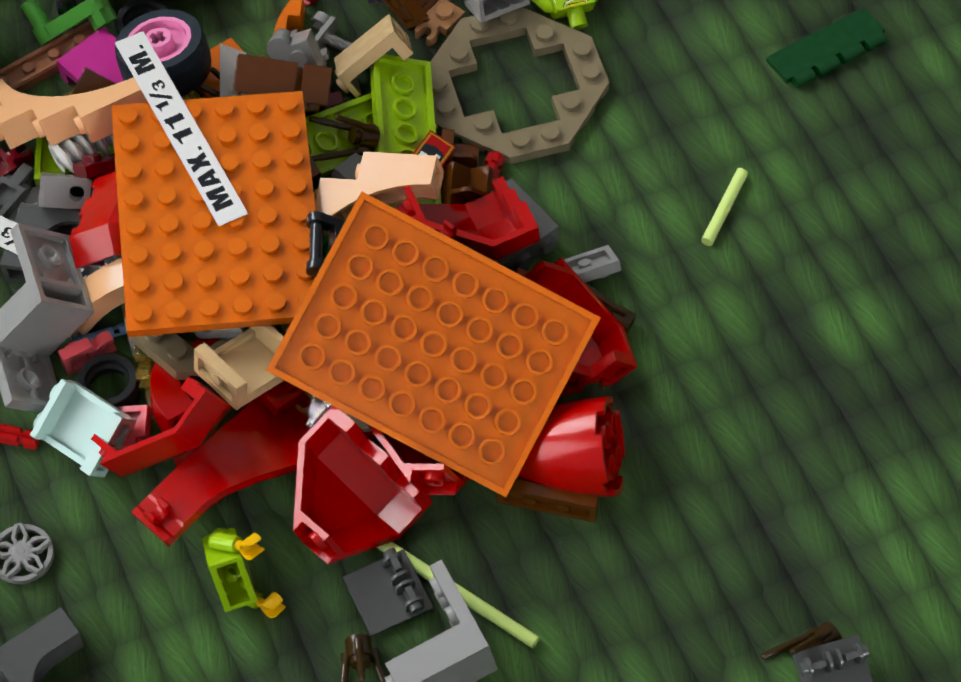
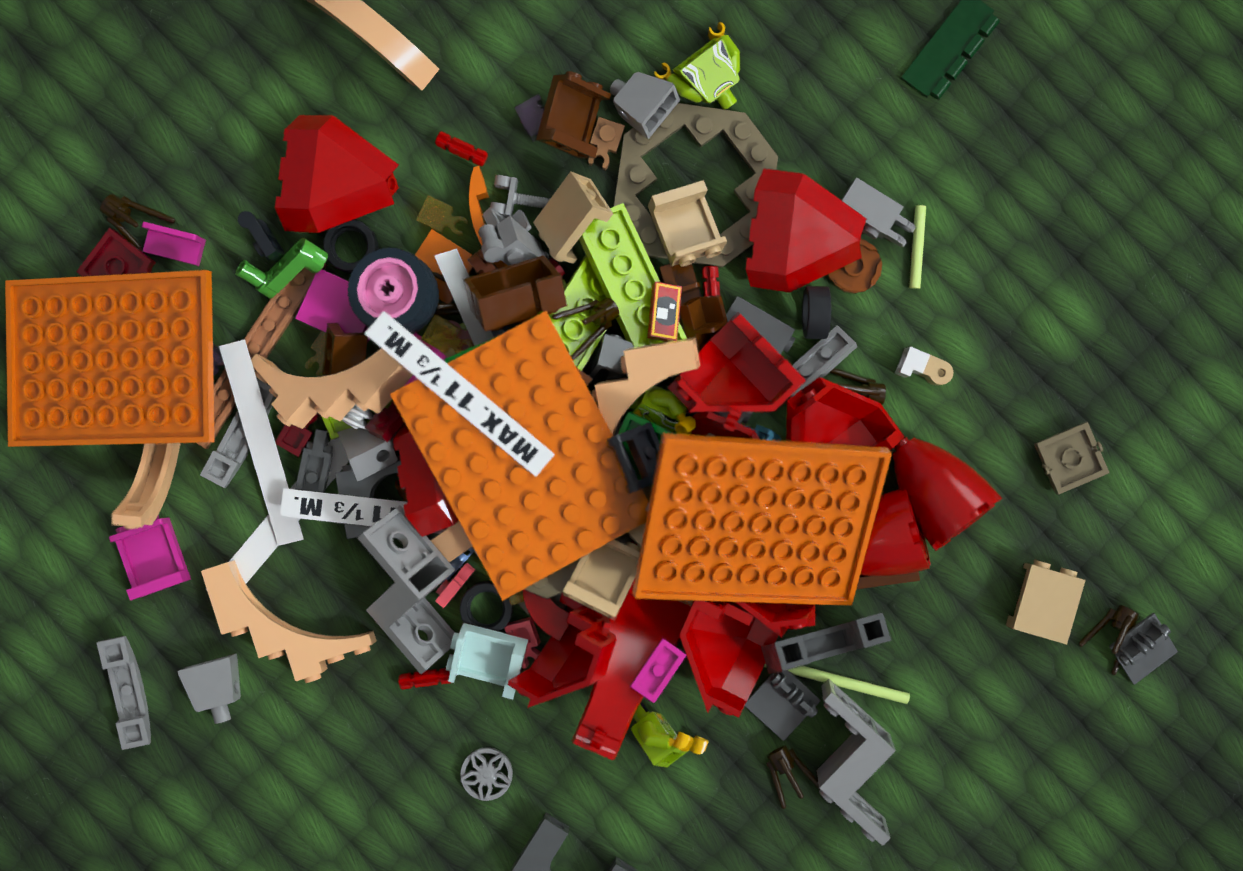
camera: 30 degrees left, 30 degrees up
(244, 29) = (438, 216): none -> clear yellow plate
(260, 486) = (658, 670): none -> dark pink panel
(486, 99) = (686, 224): none -> tan panel
(492, 544) = (825, 643): none -> dark grey arch
(588, 219) = (816, 312): none -> black tyre
(598, 138) = (799, 232): none -> red panel
(649, 202) = (860, 274): none -> dark orange tile
(658, 432) = (941, 489): none -> red cylinder
(687, 156) = (879, 211): none -> light grey hinge
(687, 312) = (925, 365): none -> leg
(734, 588) = (1047, 602): none -> tan panel
(820, 453) = (1071, 458): none -> dark tan plate

